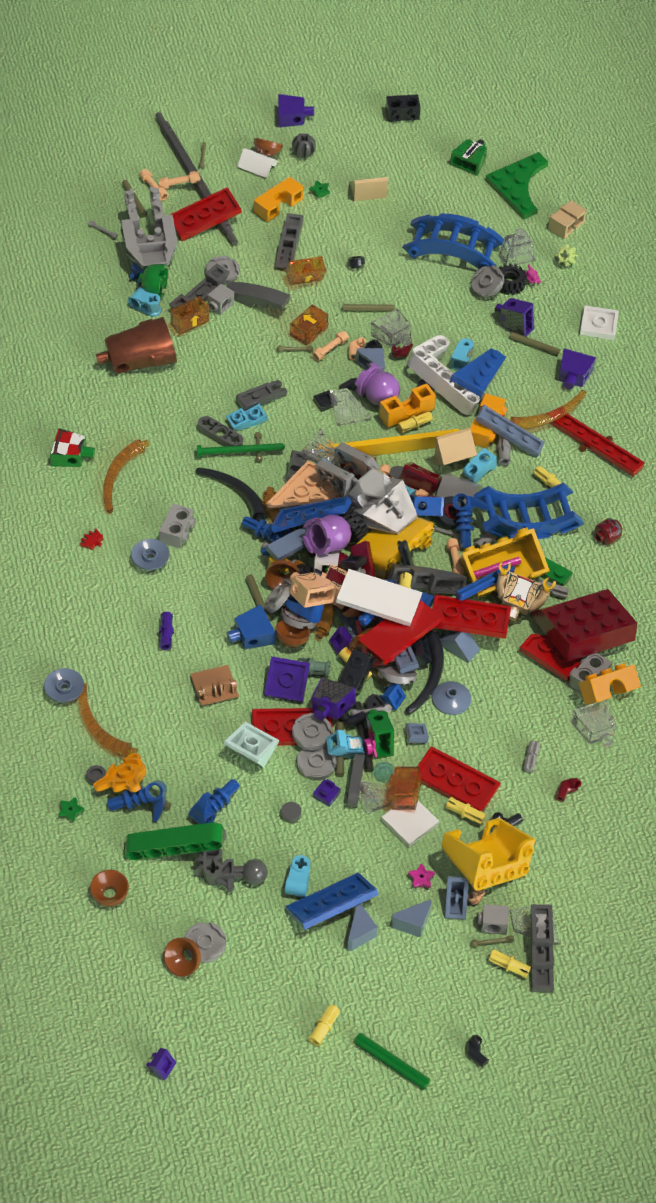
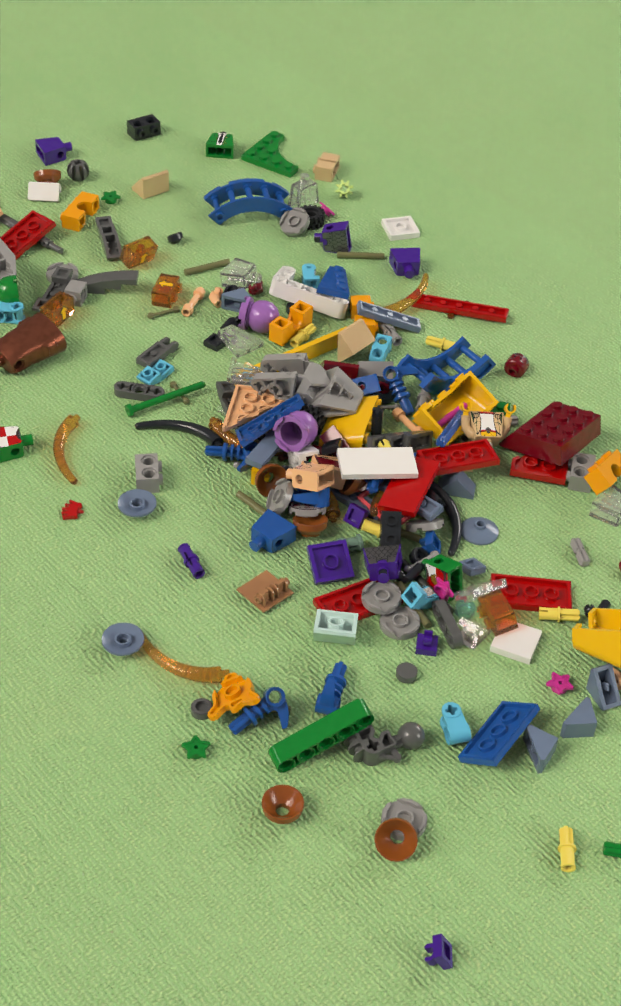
camera: 25 degrees left, 10 degrees down
(401, 758) = (477, 590): none -> clear wing

